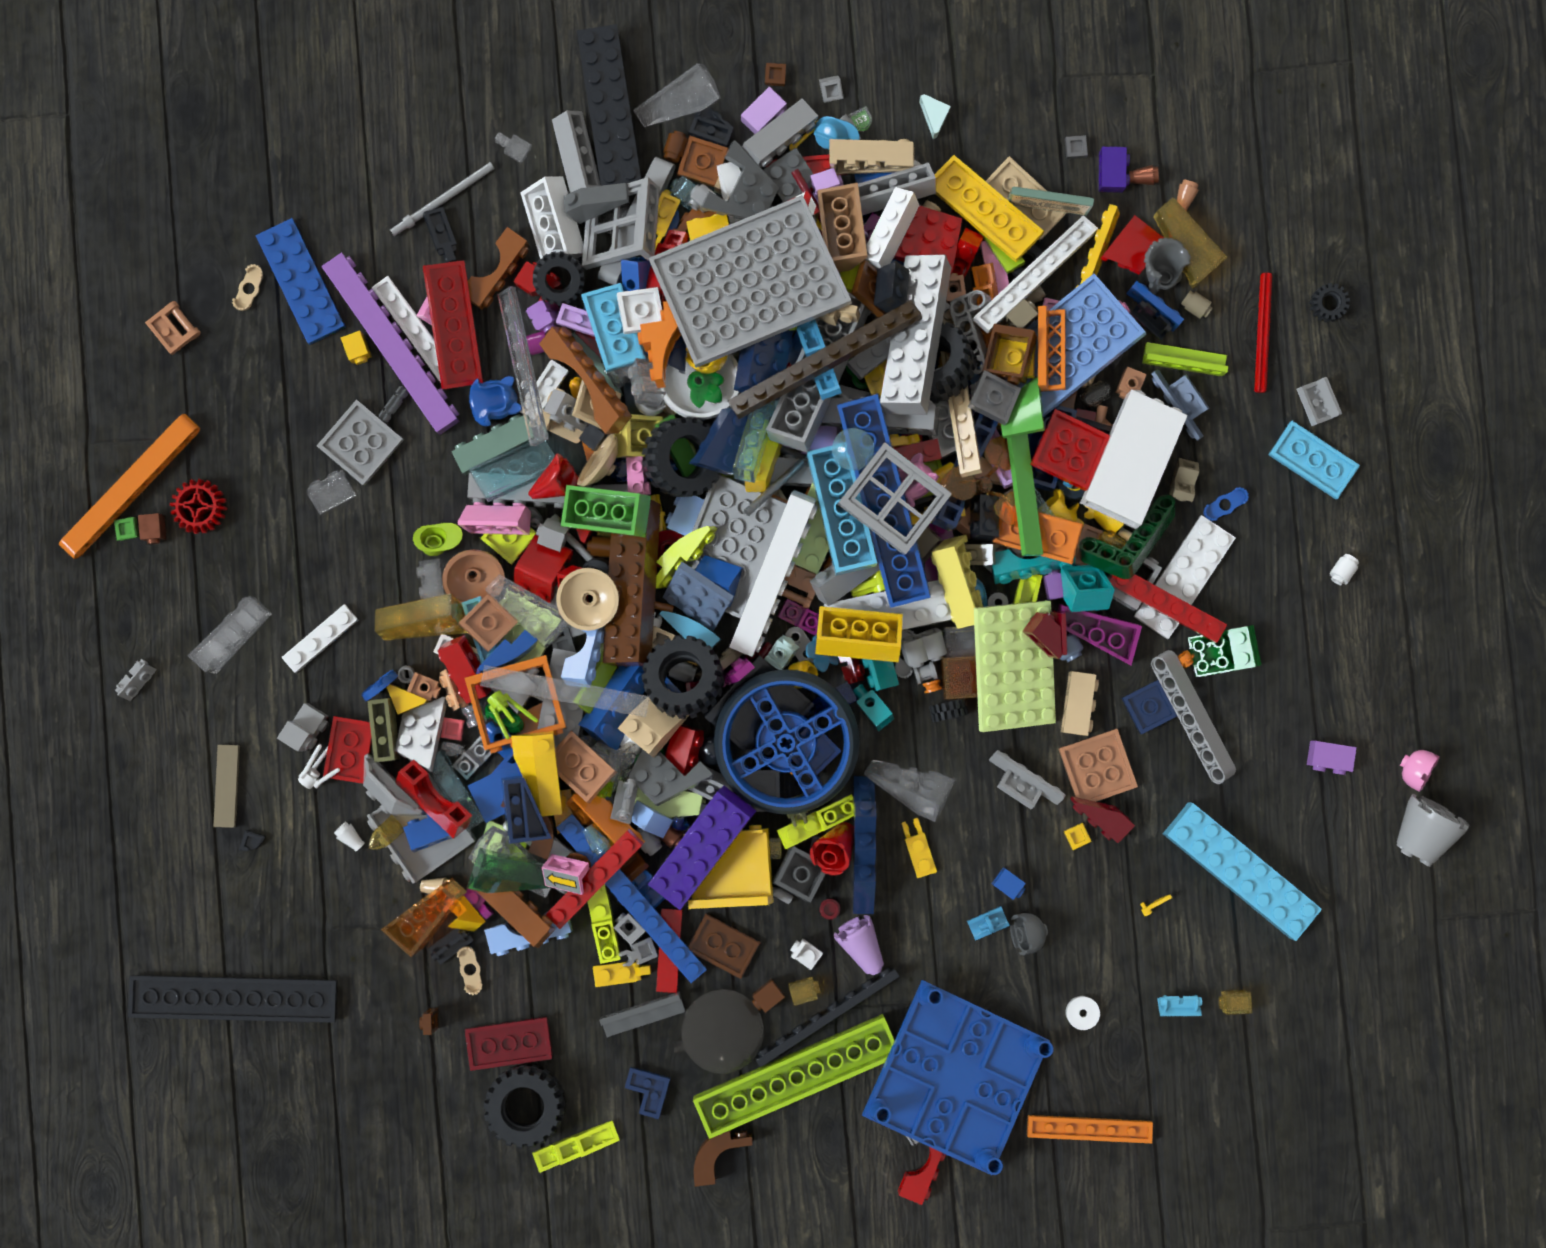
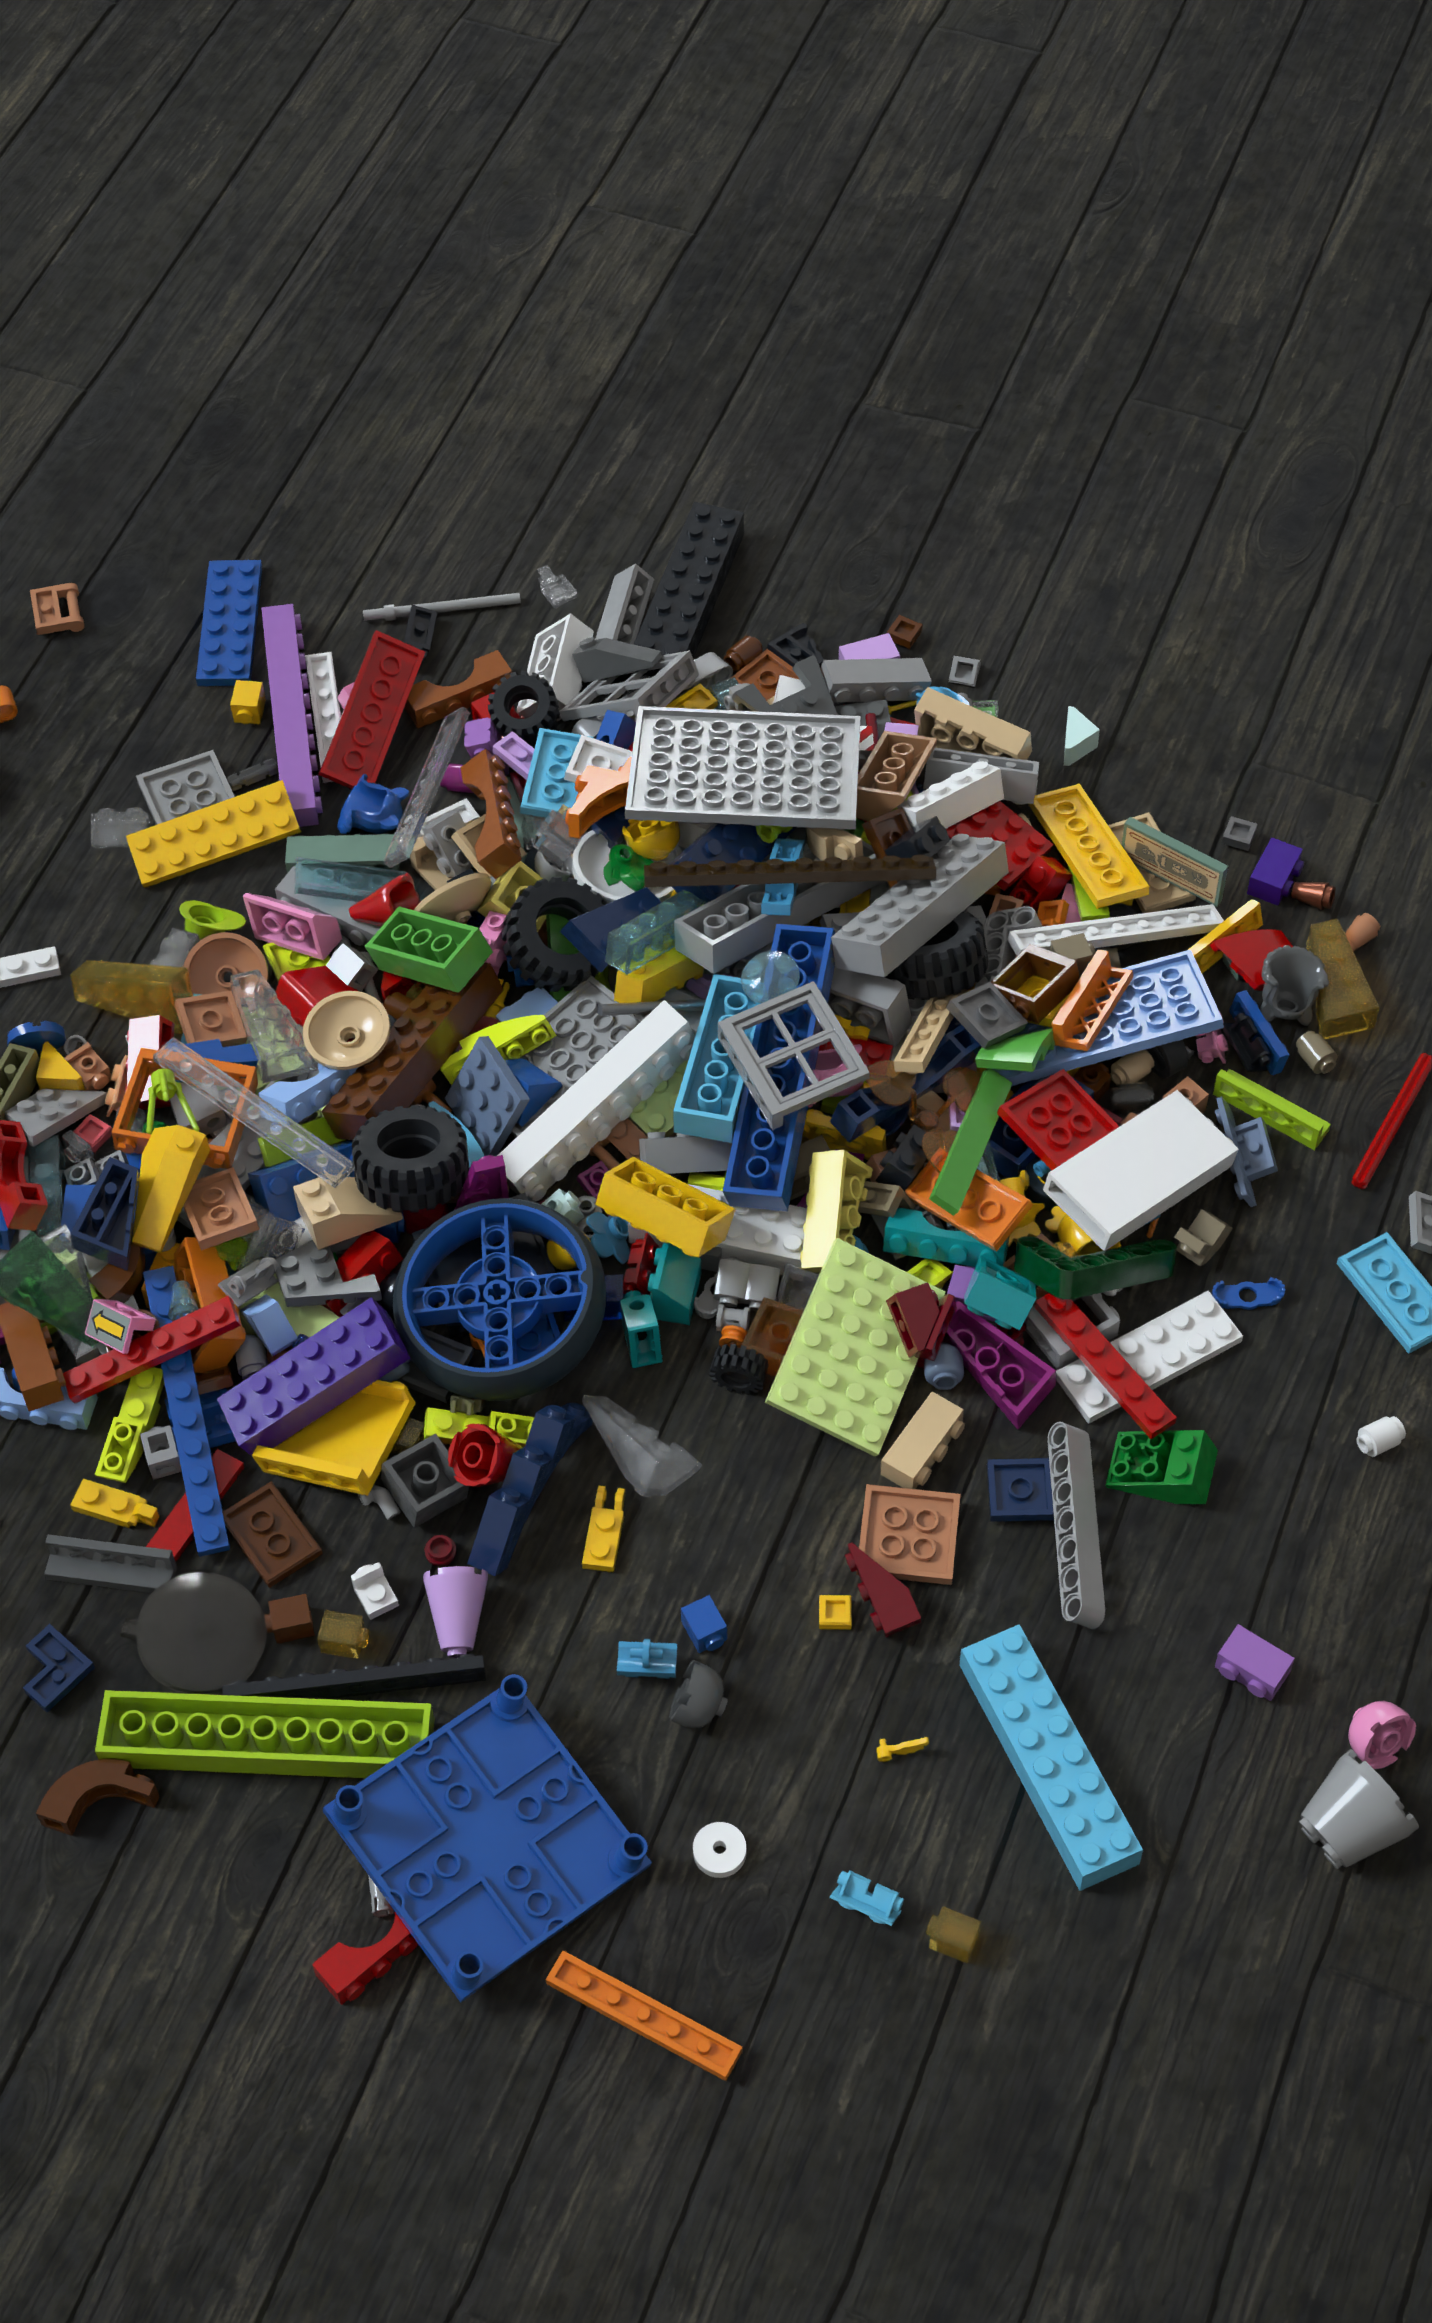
camera: 30 degrees right, 30 degrees down
(244, 301) = (180, 599): tan piece -> none
(399, 470) = (213, 834): none -> yellow plate
(641, 952) = (158, 1485): light grey plate -> none
(685, 95) = (778, 607): clear wedge -> none
(1022, 783) = (794, 1507): light grey bracket -> none
(1186, 658) = (1101, 1452): orange plate -> none

